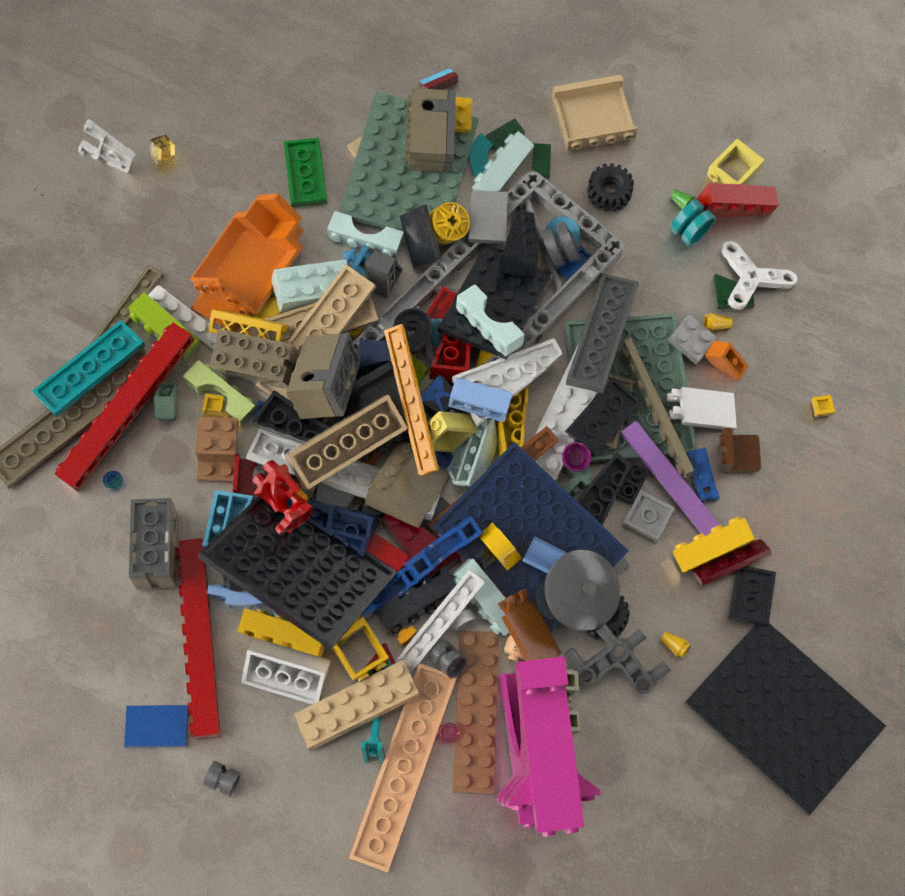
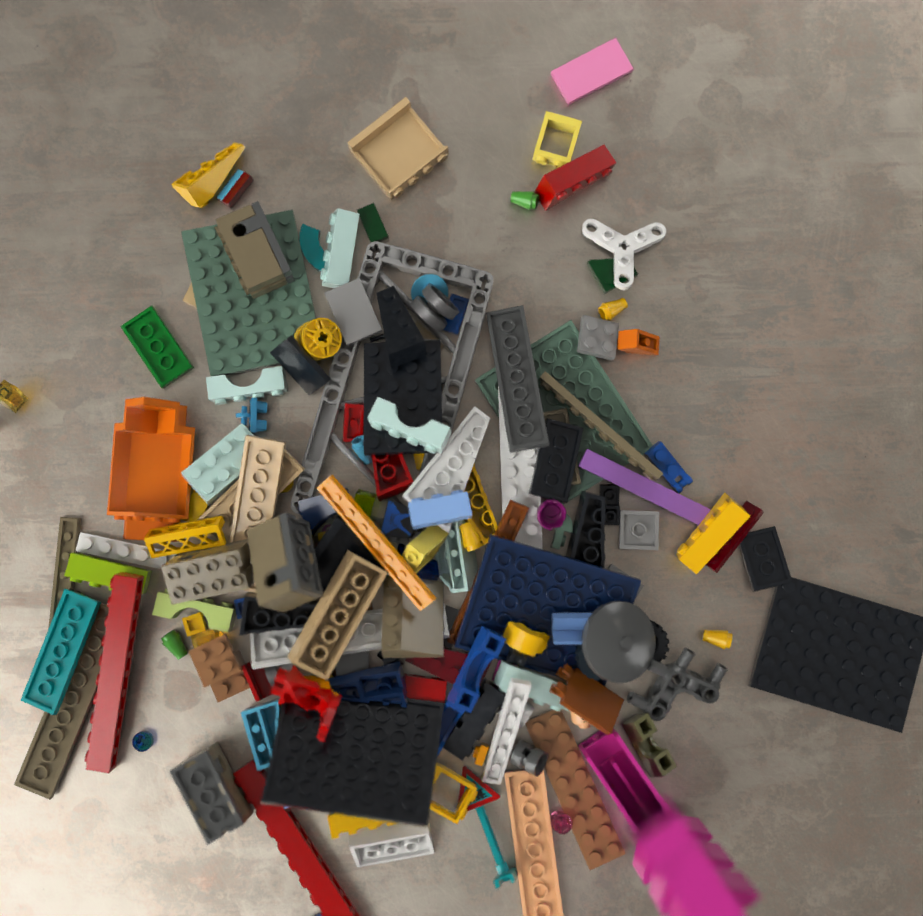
camera: 20 degrees left, 15 degrees up
(166, 401) = (149, 642): sand green slope -> none
(186, 412) = (174, 644): none -> bright green cone
(356, 705) = (470, 841): tan plate -> none
(382, 272) = (283, 418): dark grey wedge -> none
(413, 65) = (202, 184): none -> yellow wedge
(418, 321) = (352, 471): black wheel -> none
(463, 114) = (275, 215): yellow plate -> none
(494, 441) = (470, 537): none -> yellow cone
(499, 135) = (321, 216): clear green plate -> none
(614, 176) = (450, 206): black tyre -> none
(692, 223) = (545, 221): teal wheel -> none
(703, 408) = (641, 402): white tile -> none
(739, 452) = (691, 427): reddish brown bracket -> none
(794, 128) = (592, 71): none -> bright pink tile
(823, 405) = (744, 343): yellow plate -> none

